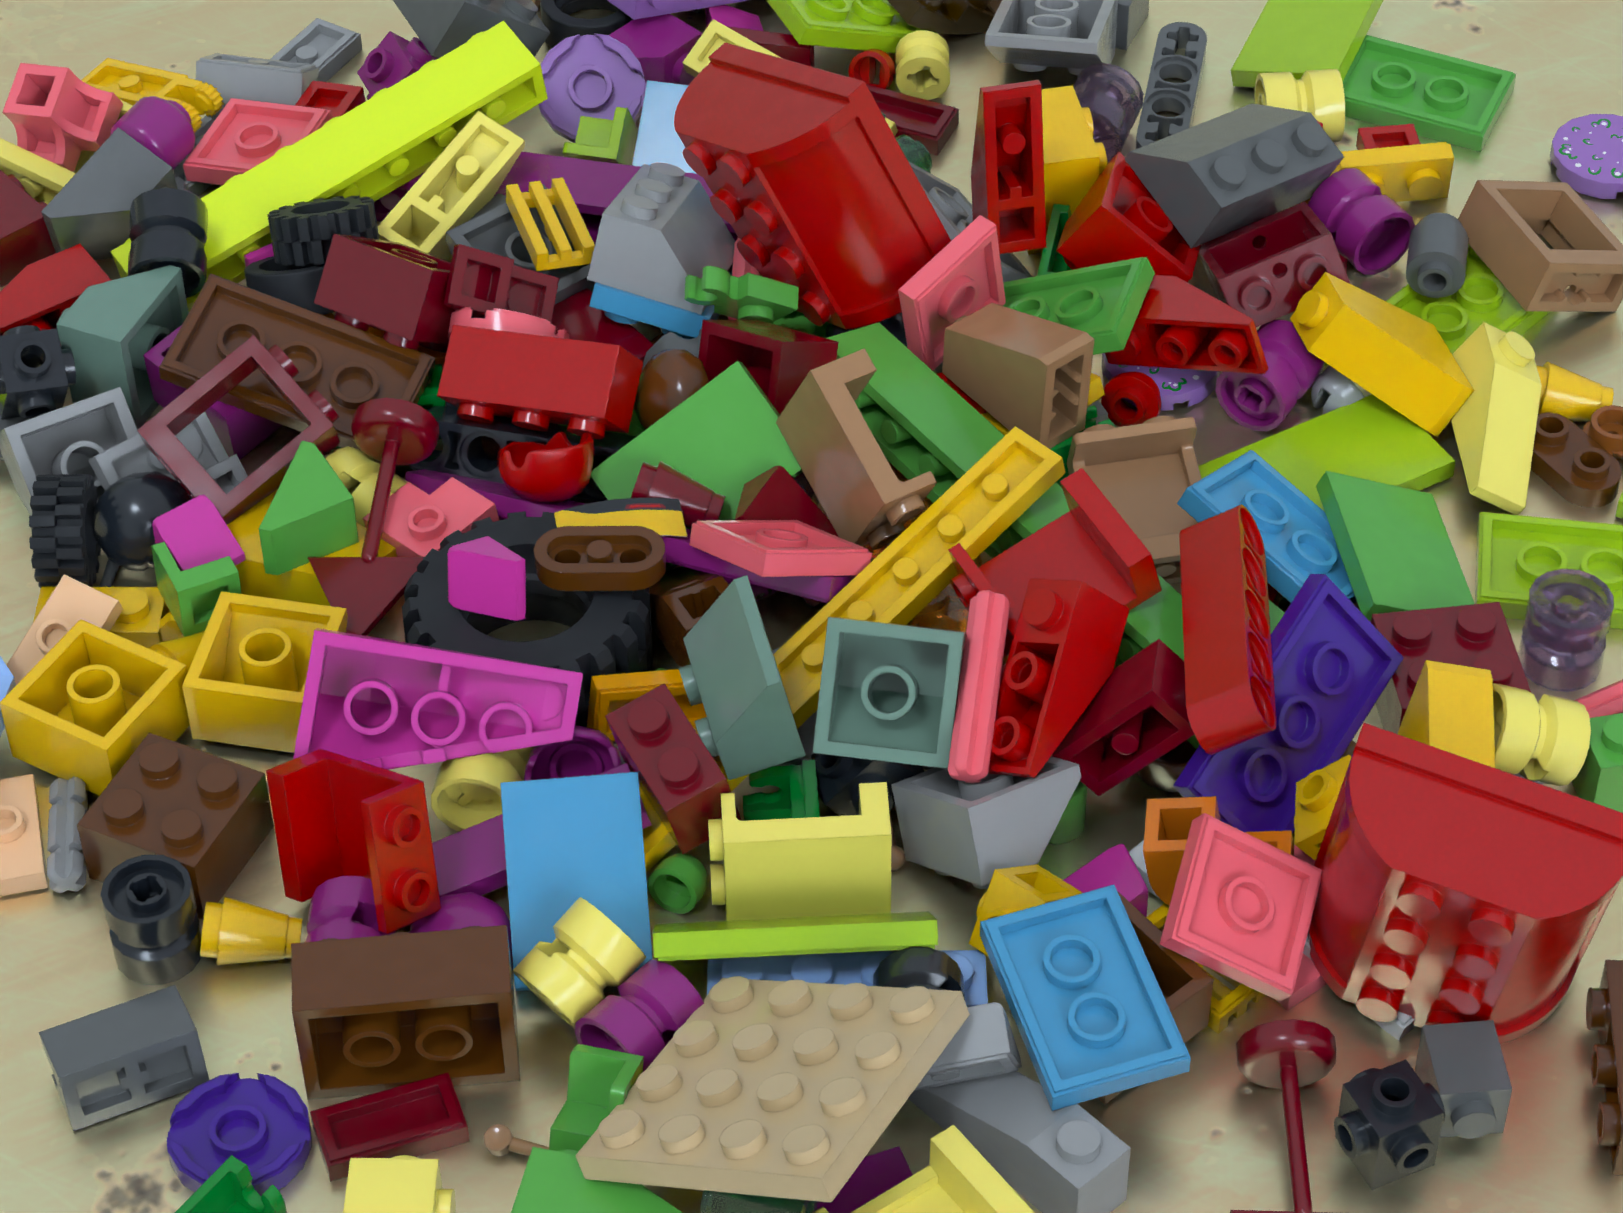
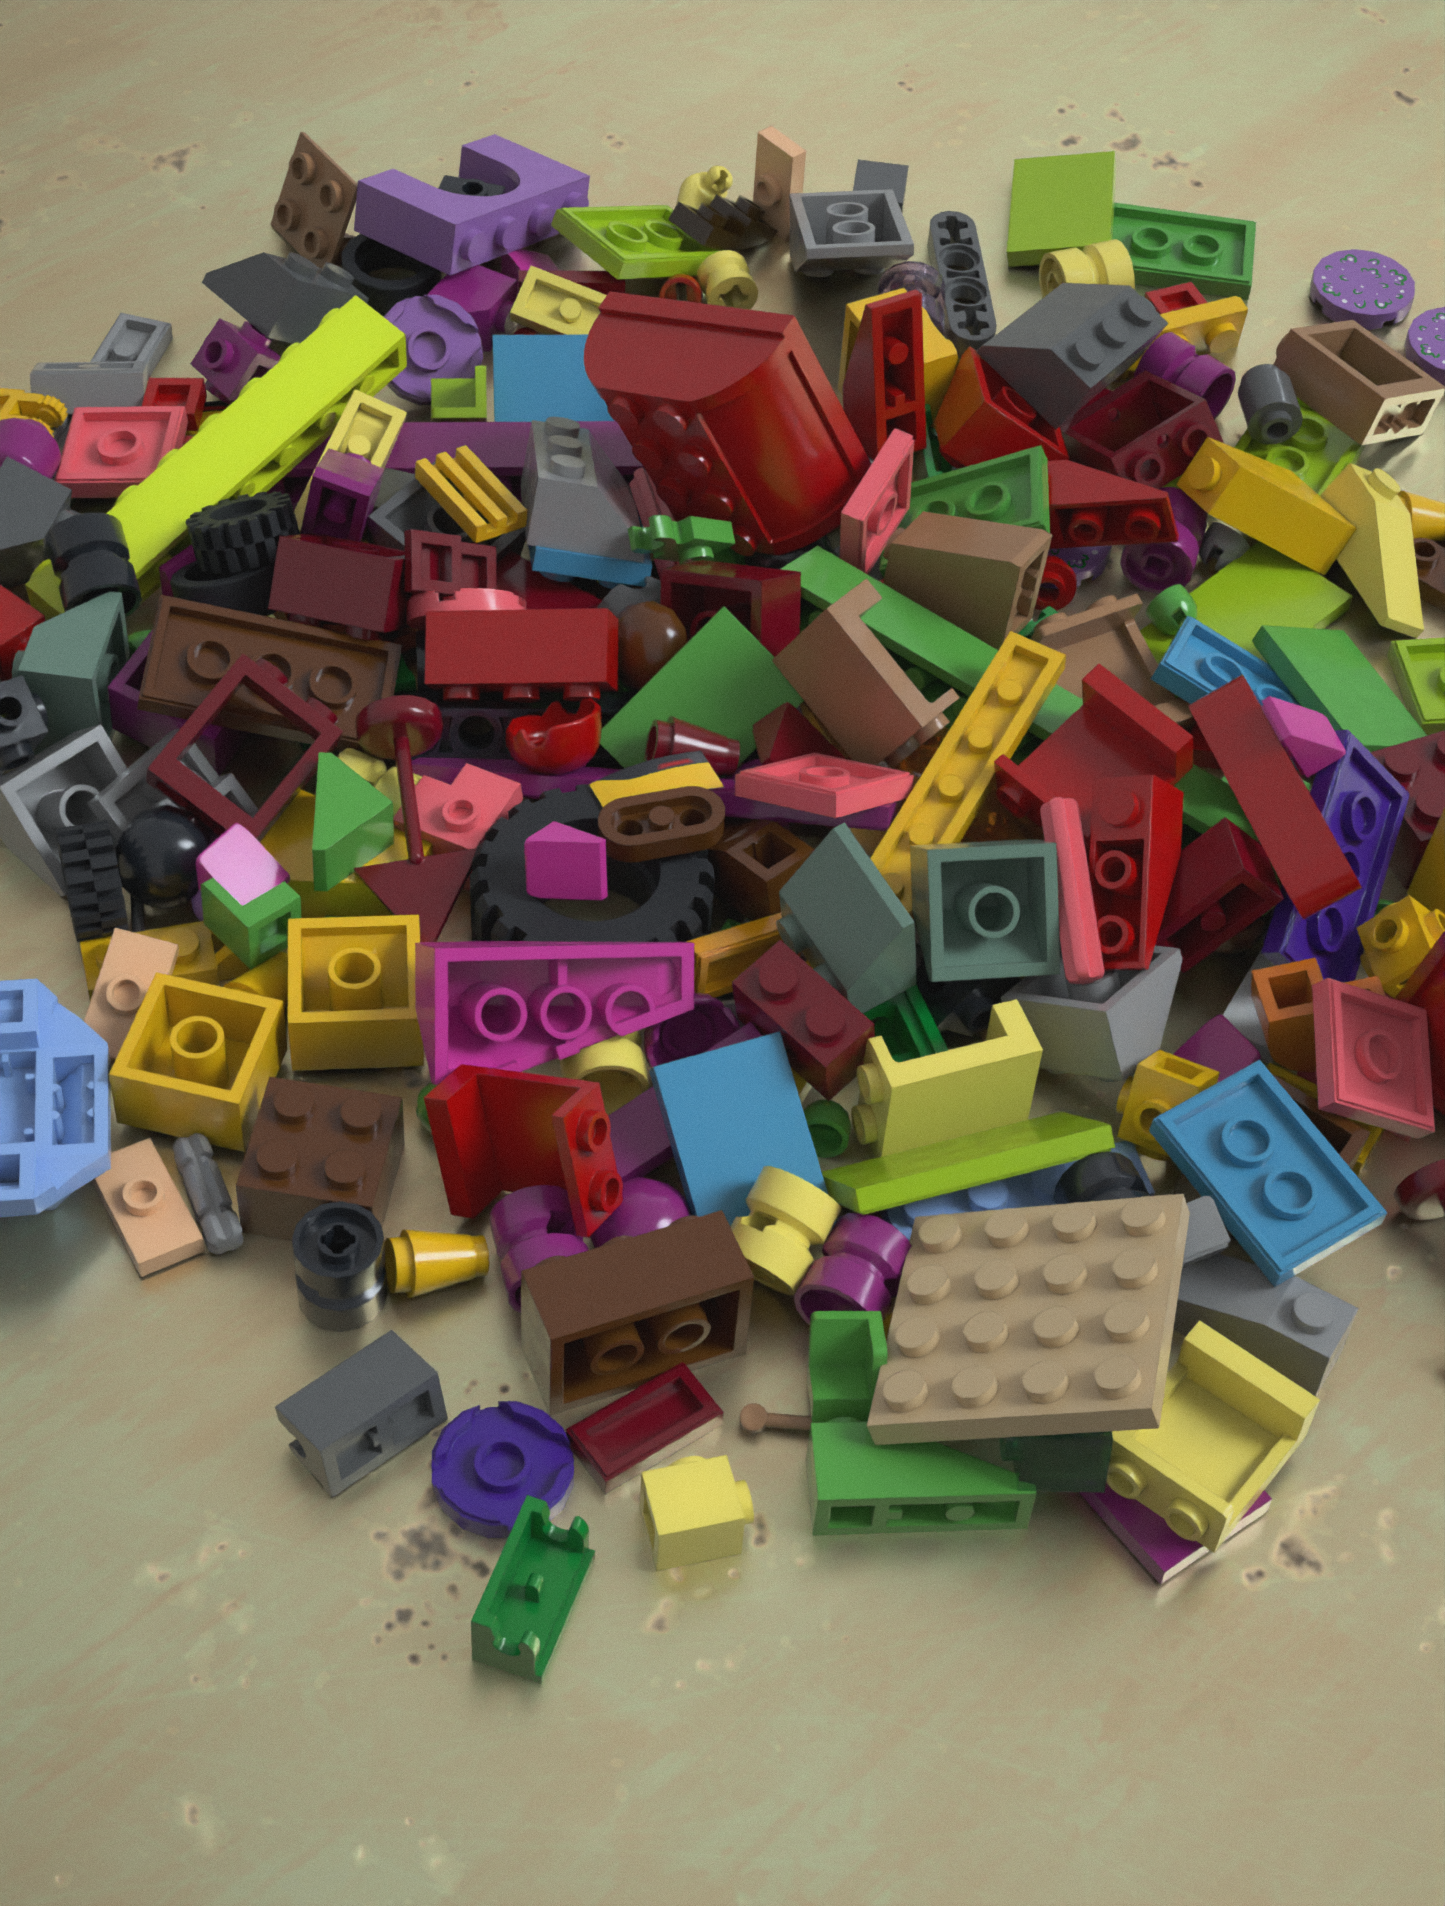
camera: 20 degrees left, 5 degrees up
(423, 206) = (342, 495): none -> magenta slope
(1242, 437) = (1171, 609): none -> bright green hinge
(1274, 571) = (1304, 735): none -> dark pink slope

